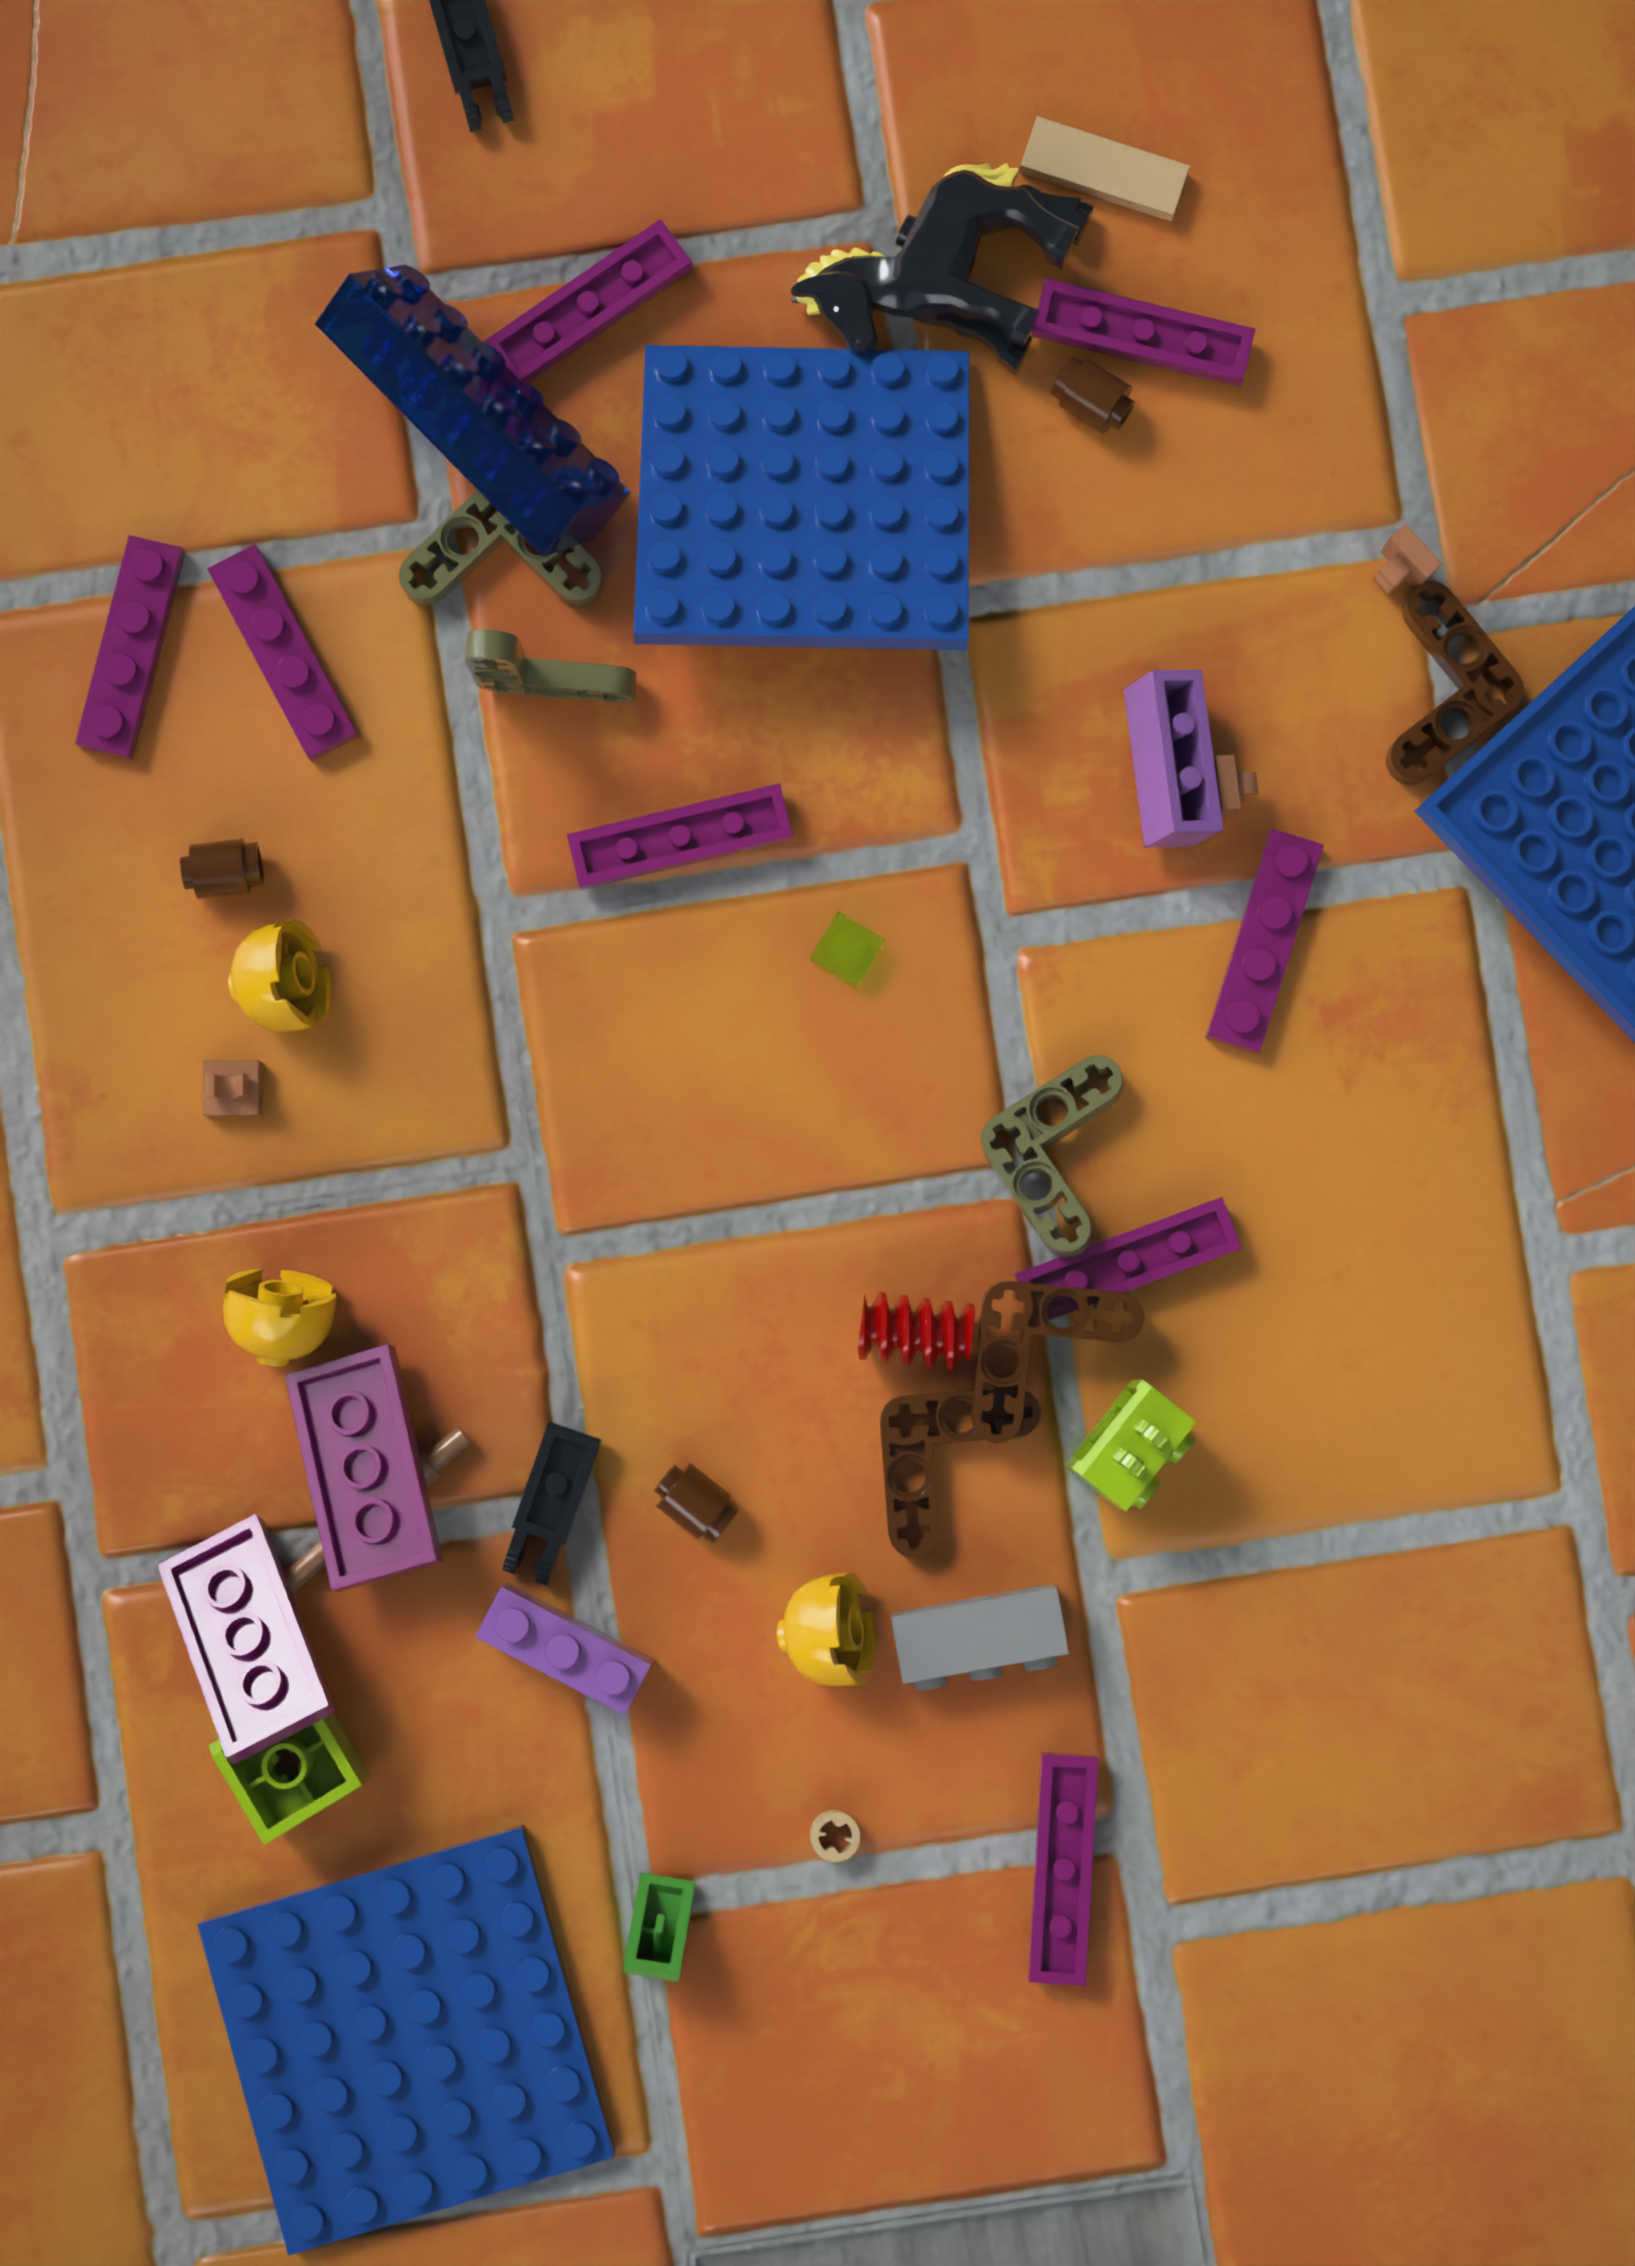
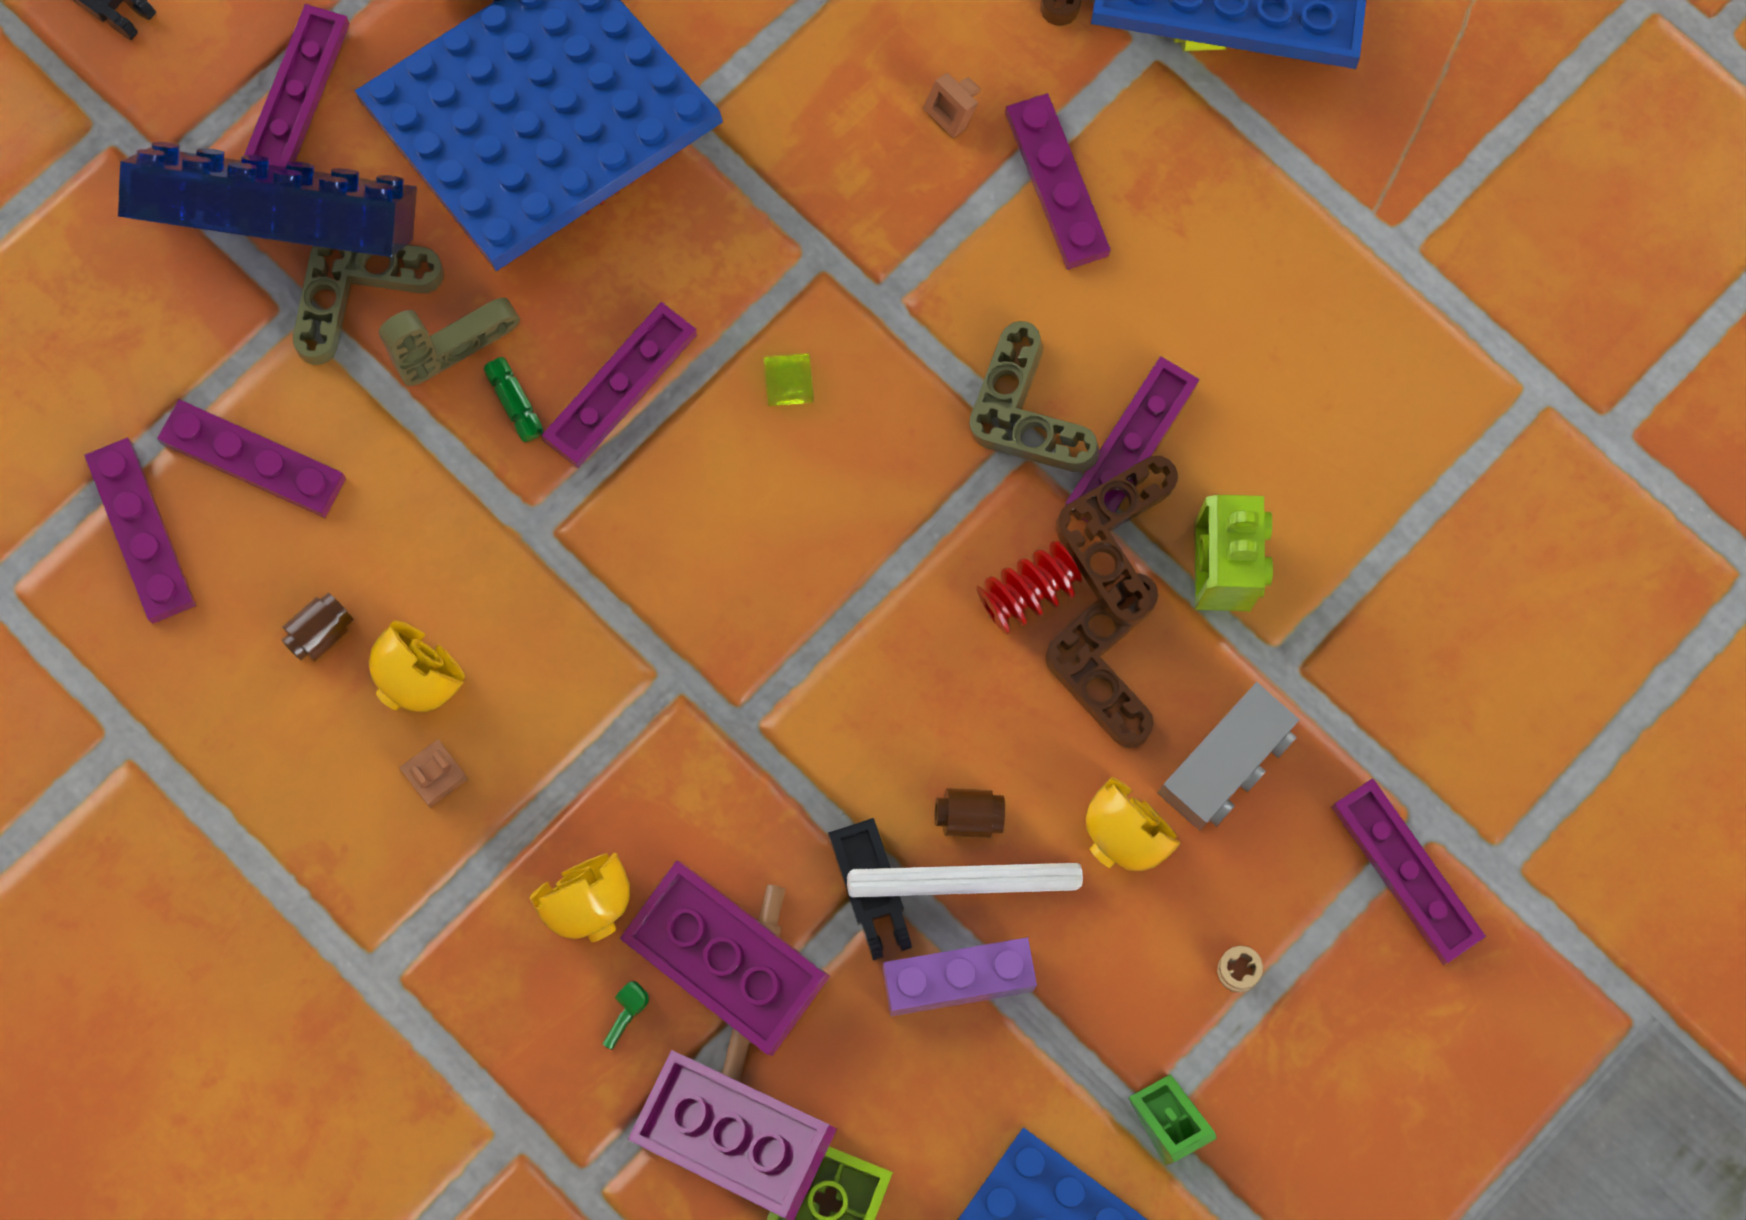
camera: 40 degrees left, 10 degrees down
(257, 1439) = (634, 1001): none -> green hand
(570, 776) = (513, 399): none -> green axle
(640, 1562) = (964, 879): none -> white axle
(1173, 758) = (909, 103): medium lavender brick -> none

